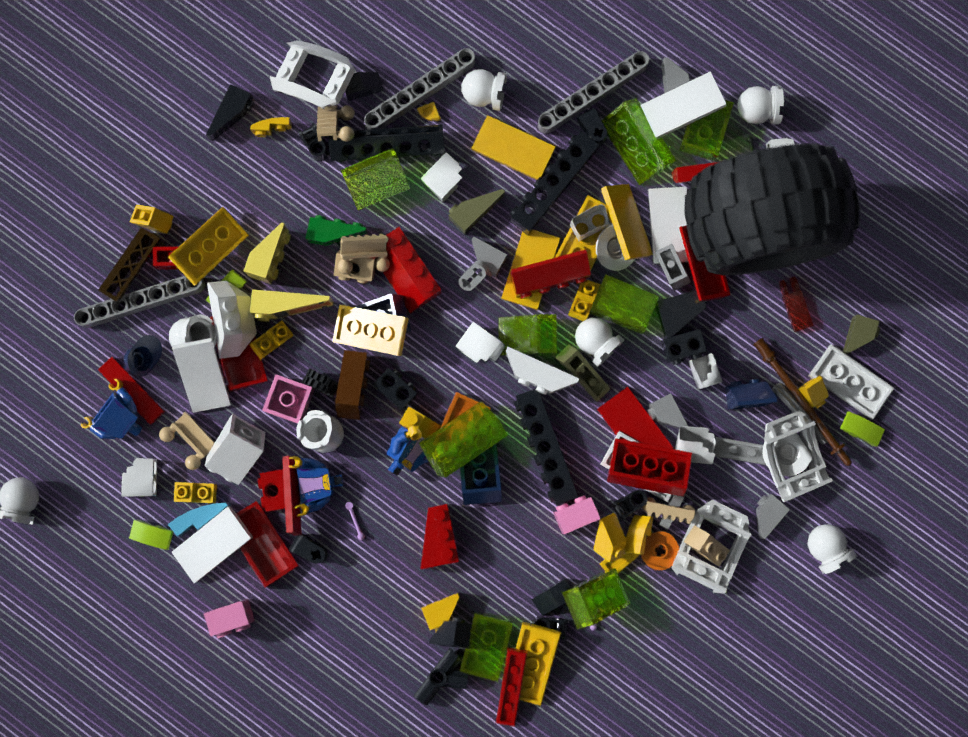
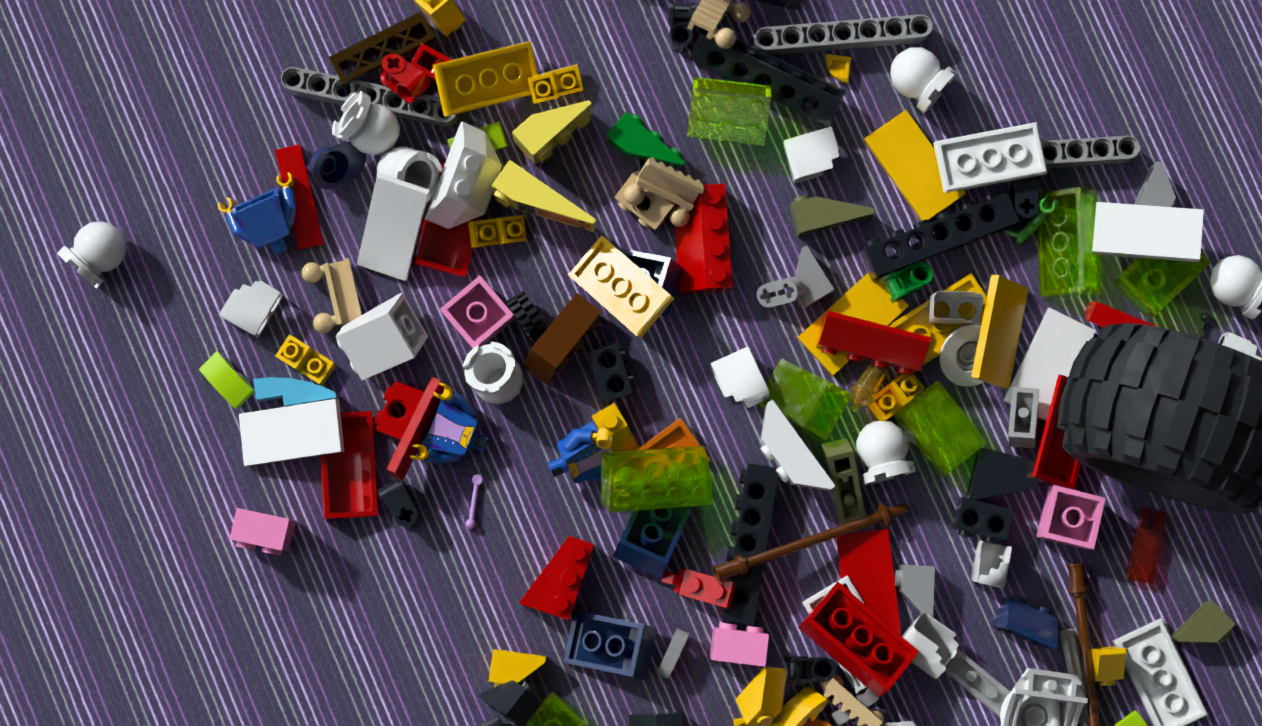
camera: 25 degrees right, 0 degrees up
(150, 319) = (369, 126): none -> white tile
(156, 276) = (404, 81): none -> red piece
(254, 224) = (555, 83): none -> yellow slope
(494, 562) = (610, 645): none -> dark blue slope
(531, 491) = (701, 587): none -> red hinge
(537, 544) = (672, 653): none -> light grey beam
(548, 225) = (903, 281): none -> green piece
(549, 462) = (741, 565): none -> reddish brown bar
(557, 115) = (990, 157): none -> white tile
(563, 305) = (866, 387): none -> clear yellow piece
(609, 140) = (1035, 222): none -> bright green piece
(738, 313) = (1071, 517): none -> bright pink brick

